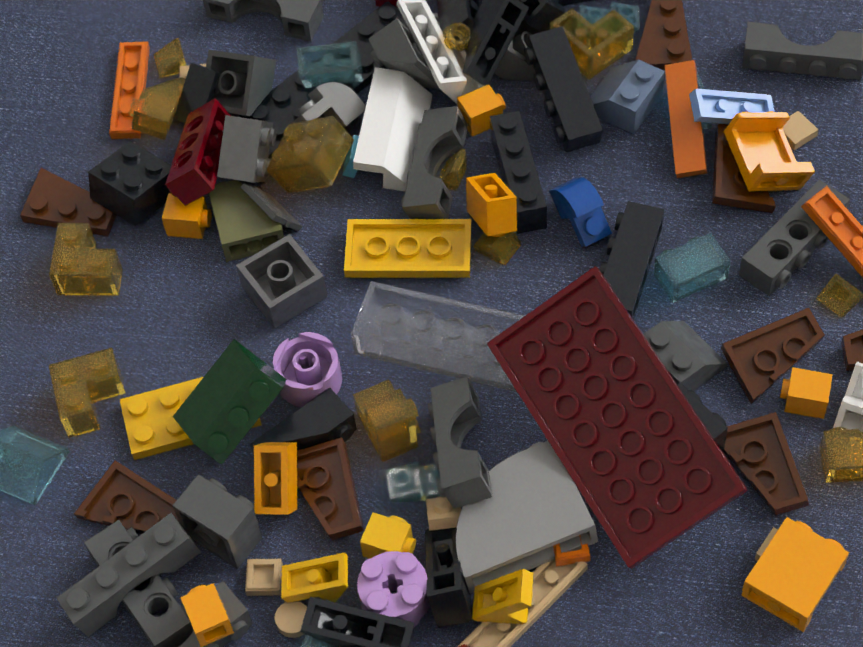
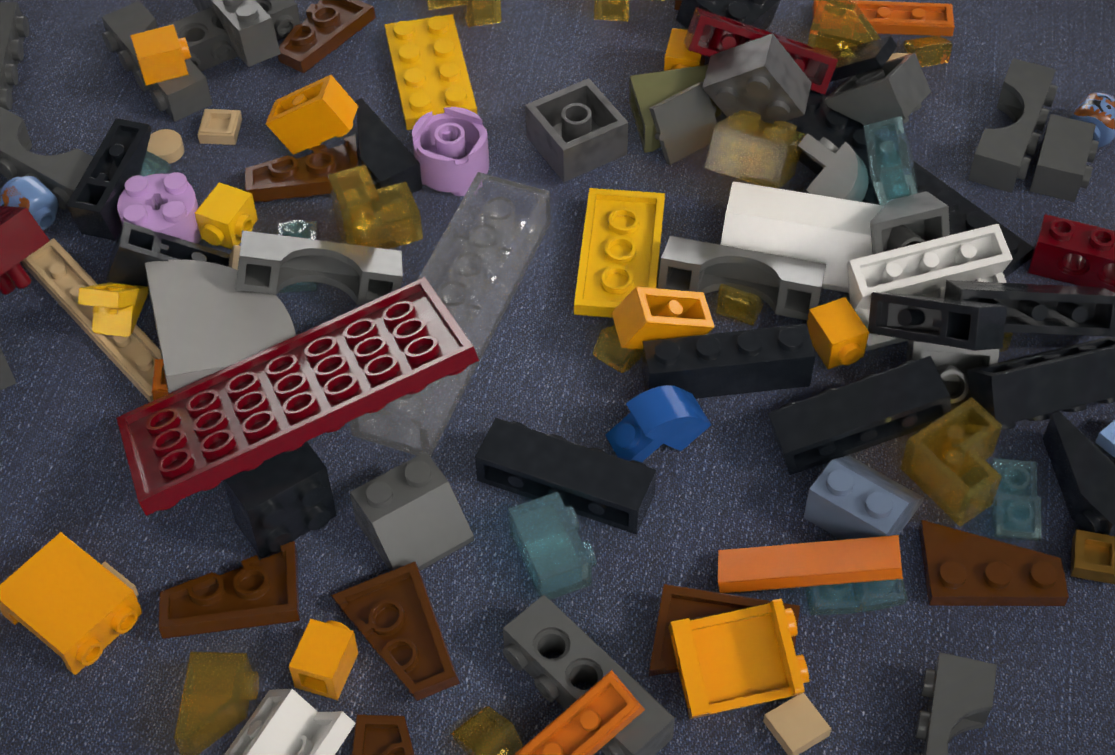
camera: 90 degrees right, 5 degrees down
(218, 520) = (271, 67): dark grey brick -> none
(228, 401) = (403, 73): dark green slope -> none
(314, 578) = (189, 152): yellow slope -> none
(460, 30) = (936, 275): clear yellow plate -> none
(722, 106) = (821, 622): light blue plate -> none

